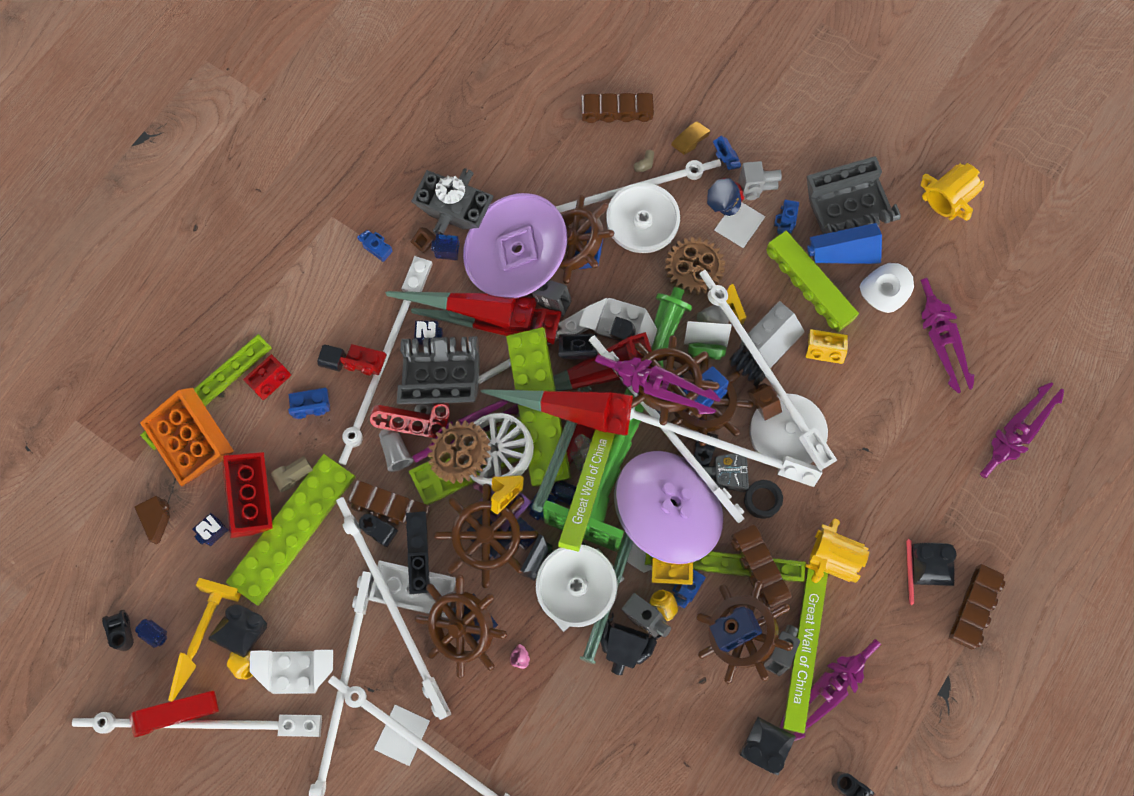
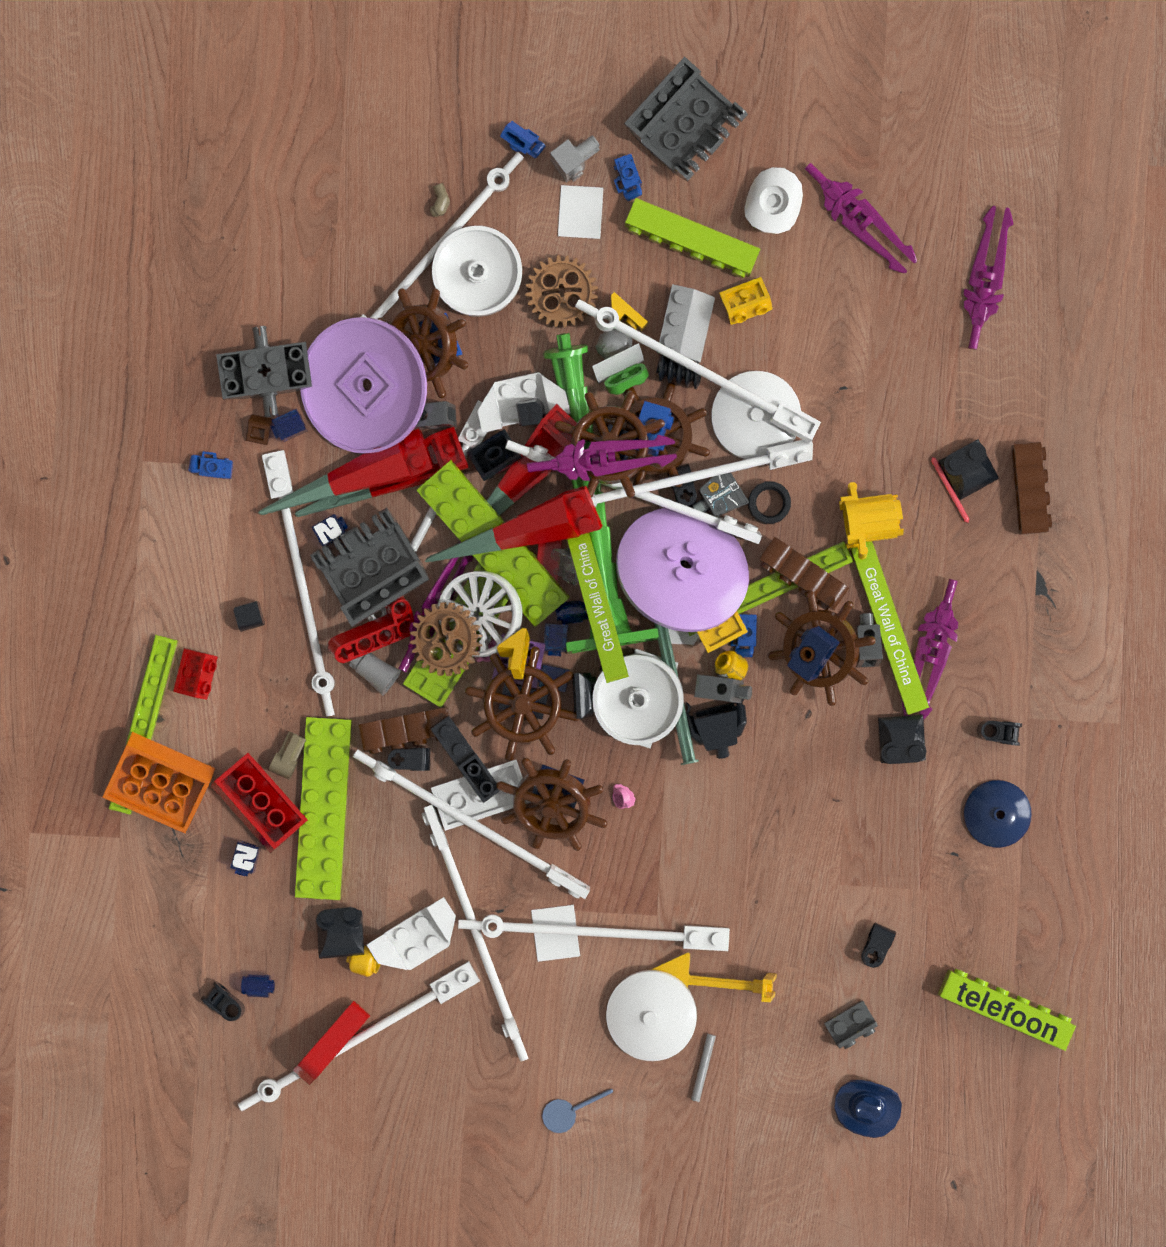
camera: 30 degrees left, 15 degrees up
(153, 517) = (181, 879): reddish brown slope -> none
(185, 665) = (294, 912): yellow piece -> none
(309, 403) = (256, 674): blue bracket -> none
(364, 359) = (283, 597): red bracket -> none
(454, 195) = (251, 373): white gear -> none
(556, 461) = (546, 586): sand green axle -> none
(614, 107) = (372, 153): reddish brown brick -> none
(690, 137) = (472, 144): pearl gold slope -> none
(725, 196) = (550, 195): dark blue piece -> none
(765, 400) = (715, 400): reddish brown slope -> none
(850, 245) = (709, 180): blue slope -> none
(953, 191) = (786, 47): yellow container -> none

